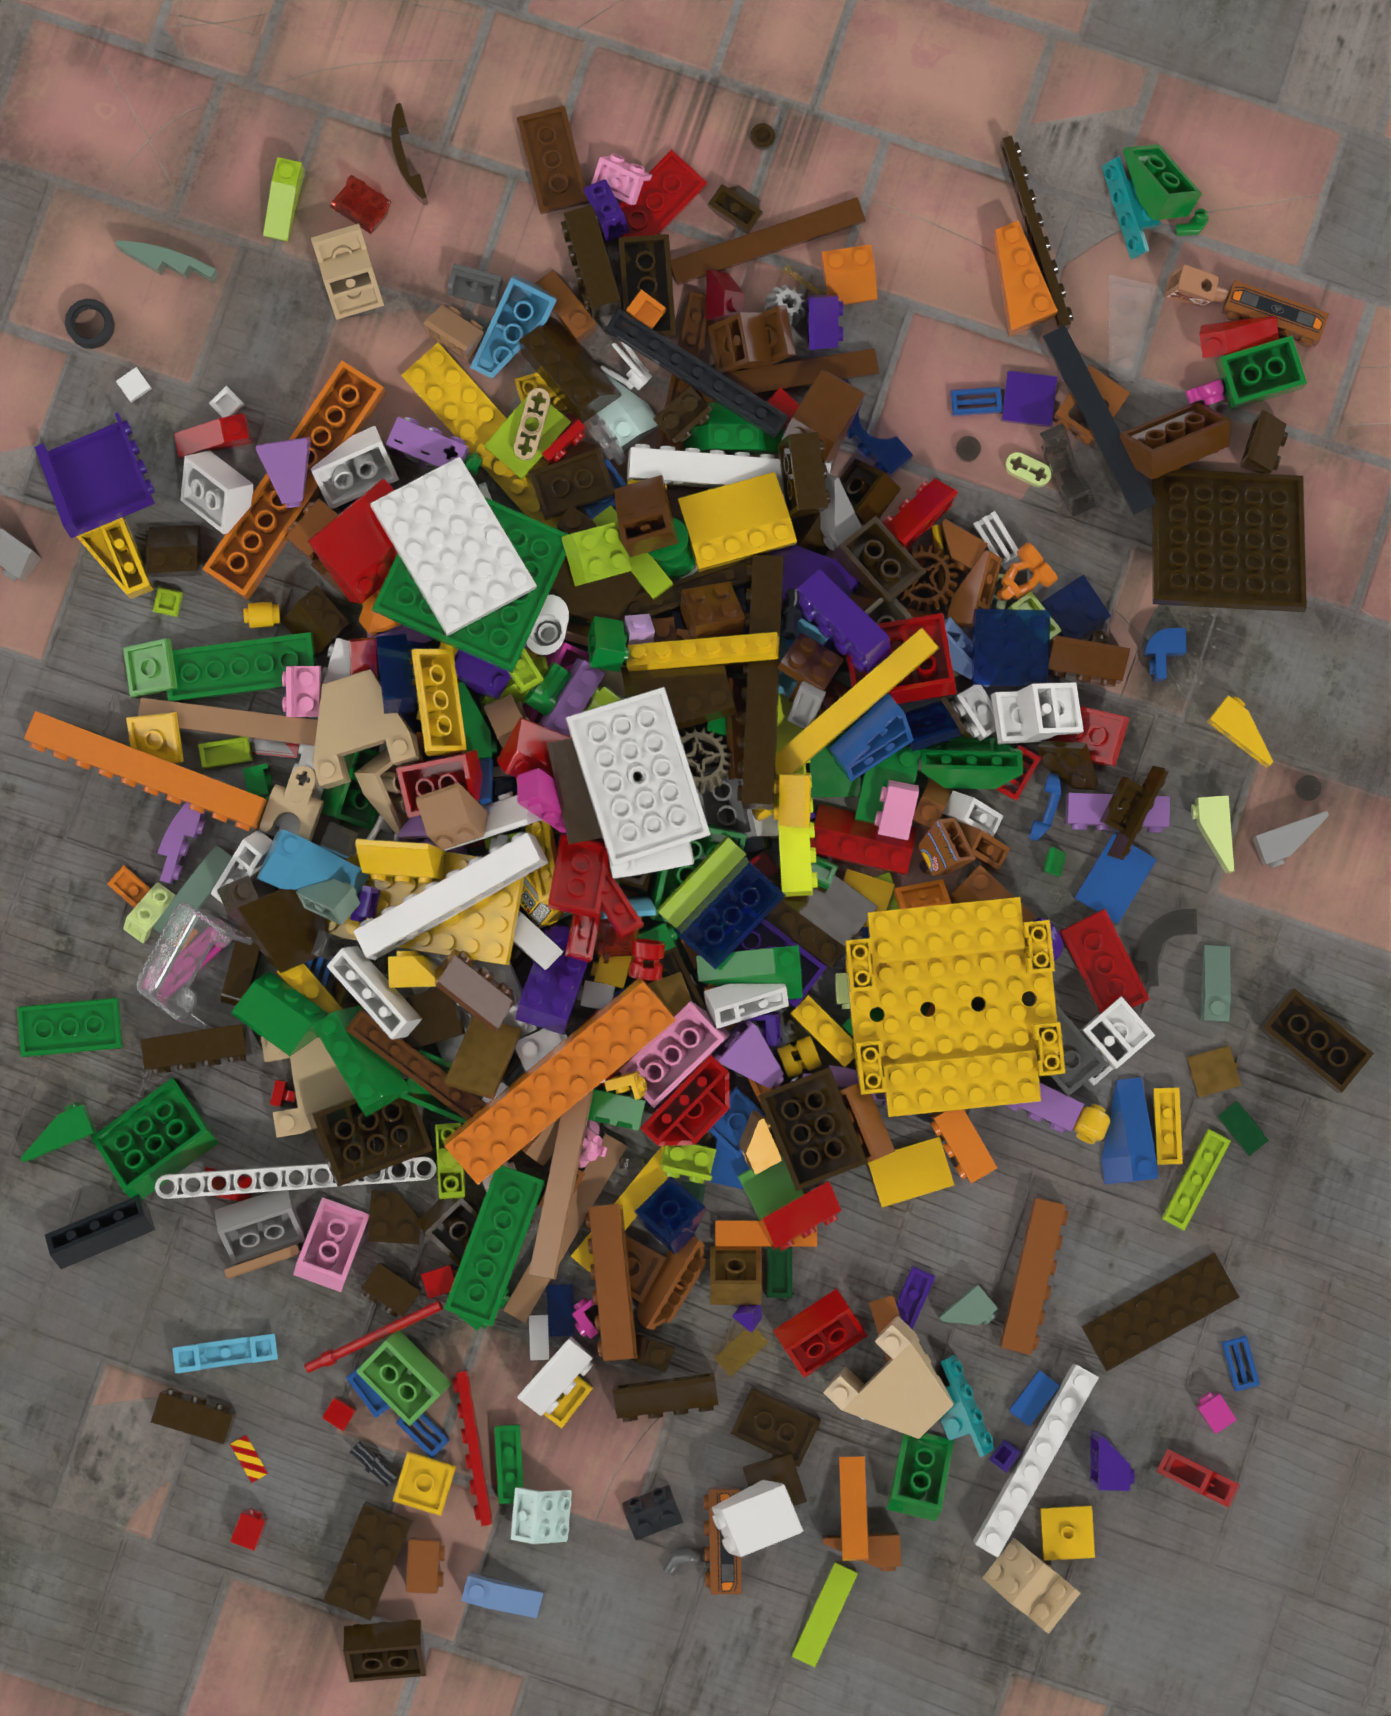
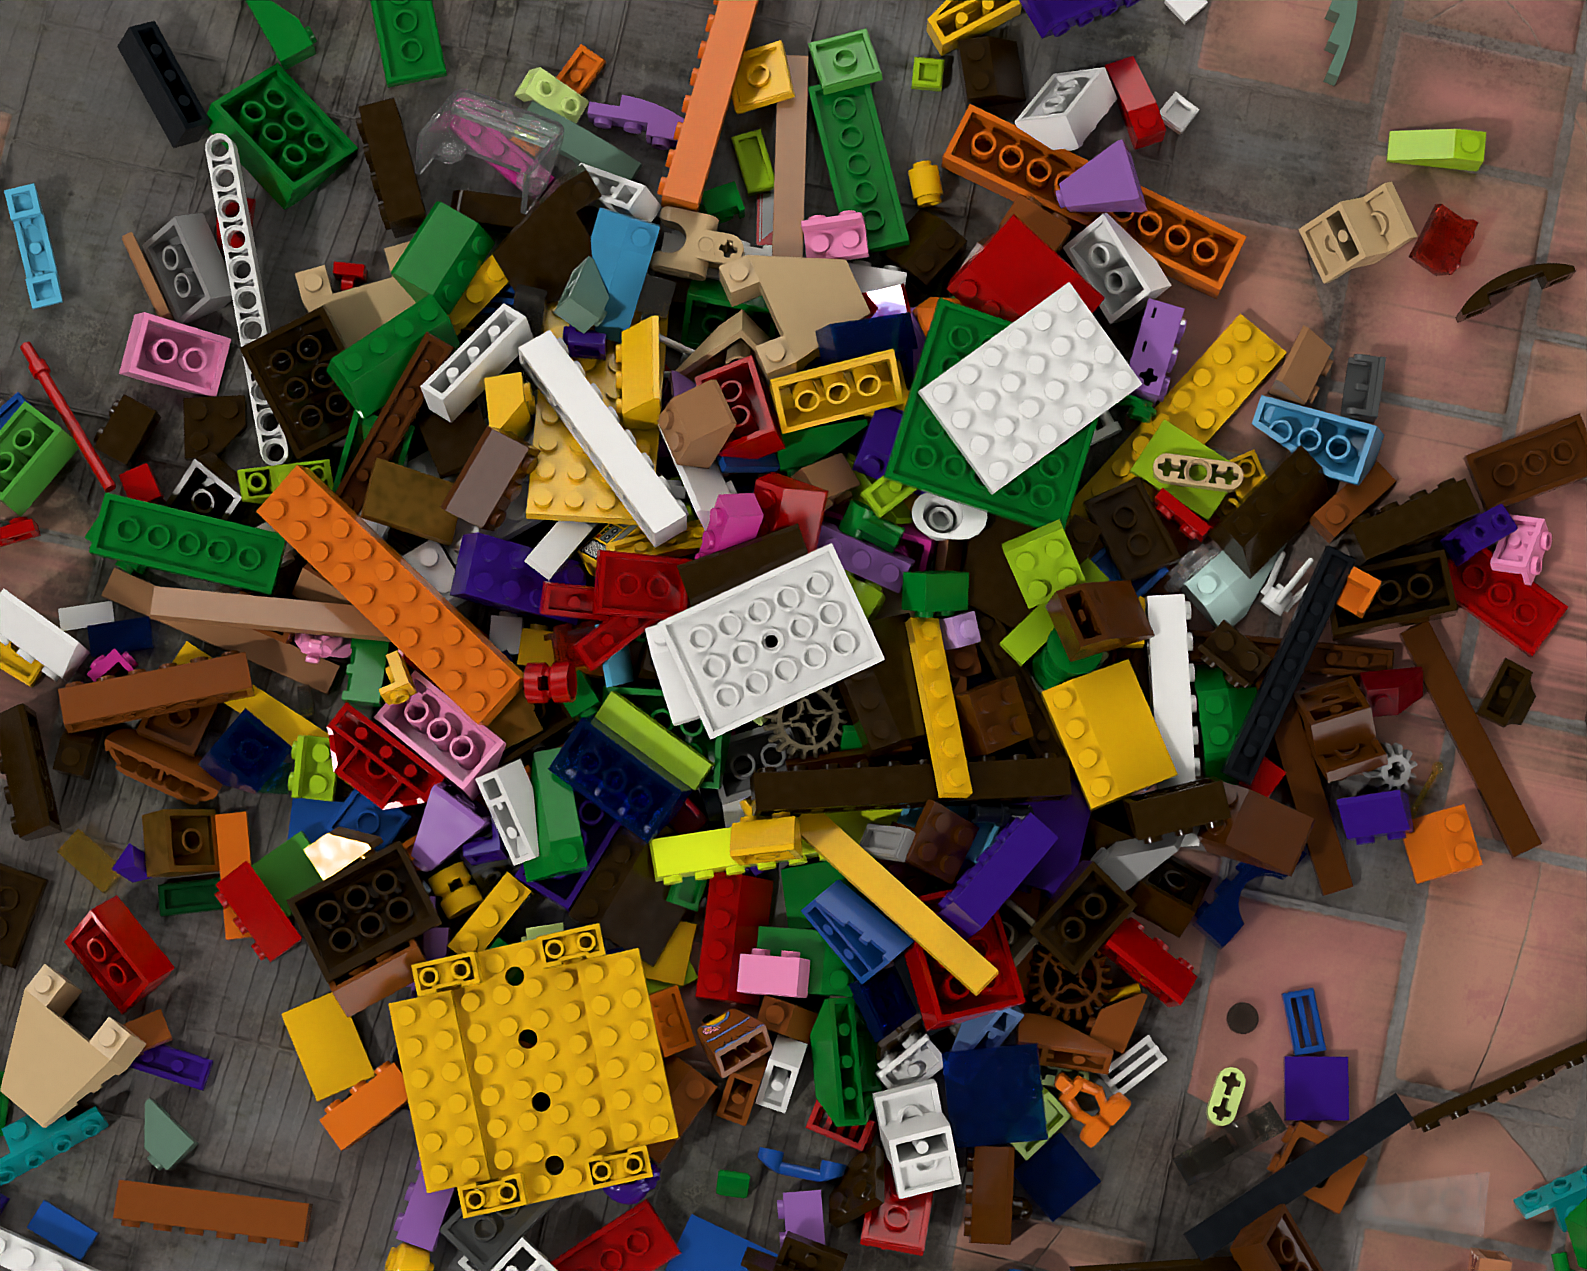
camera: 85 degrees right, 5 degrees down
(1022, 284) = (1459, 1062): orange wedge -> none

